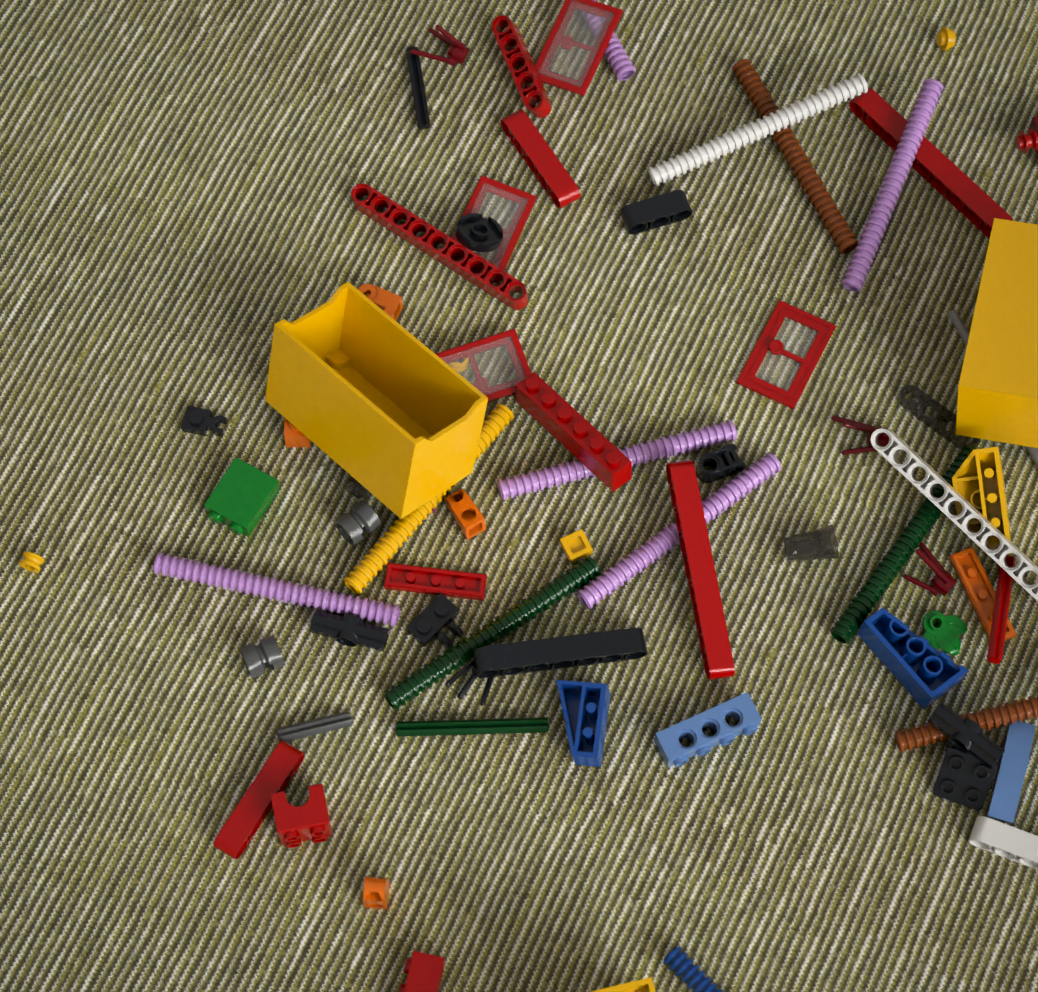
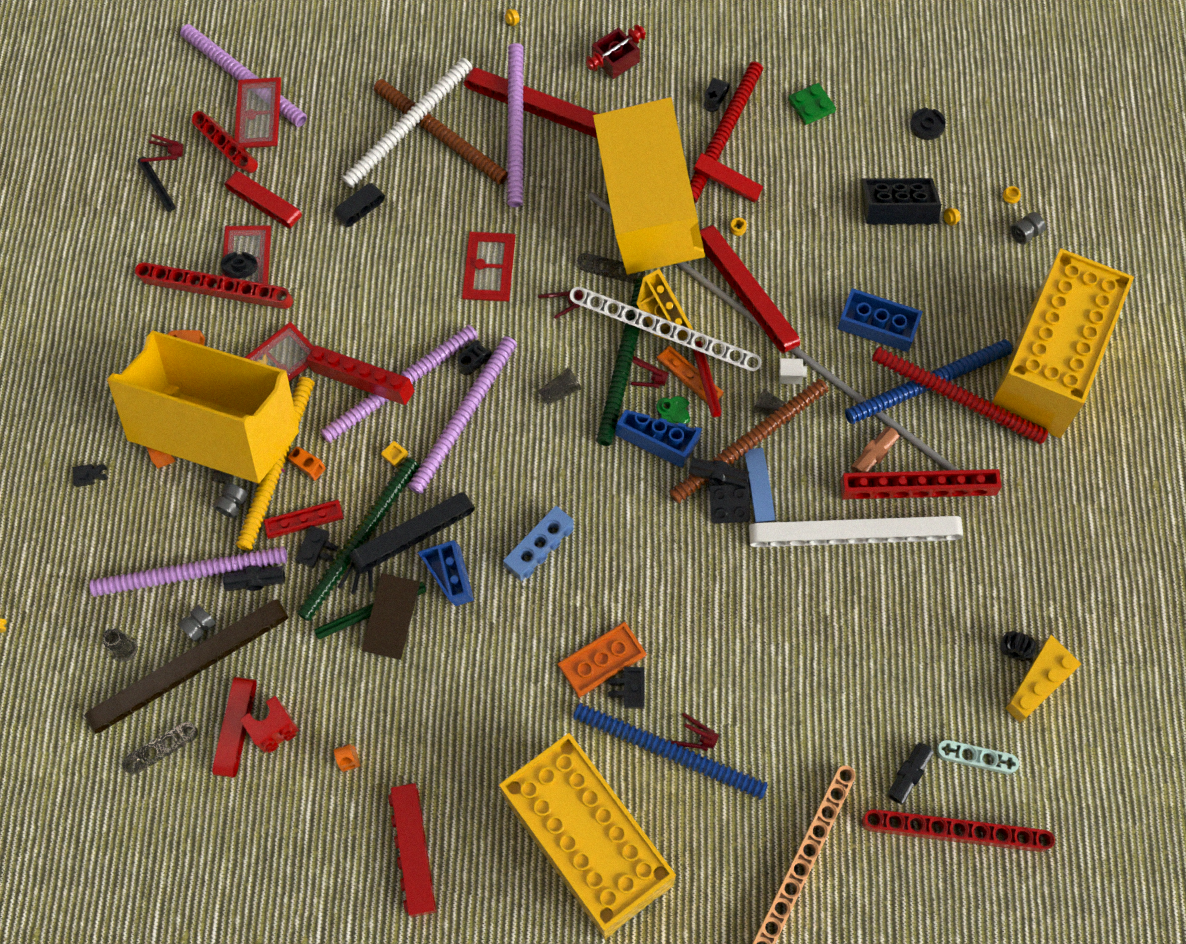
camera: 20 degrees left, 0 degrees up
(163, 783) = (161, 750): none -> clear smoke beam
(164, 645) = (121, 646): none -> clear smoke plant
(231, 703) = (186, 666): none -> dark brown beam
(241, 497) = (137, 516): green brick -> none
(315, 726) = (256, 657): dark grey axle -> none
(493, 745) = (391, 616): none -> dark brown tile
(700, 570) = (488, 434): red beam -> none
(727, 904) = (602, 659): none -> orange tile
(751, 955) = (633, 688): none -> black hinge

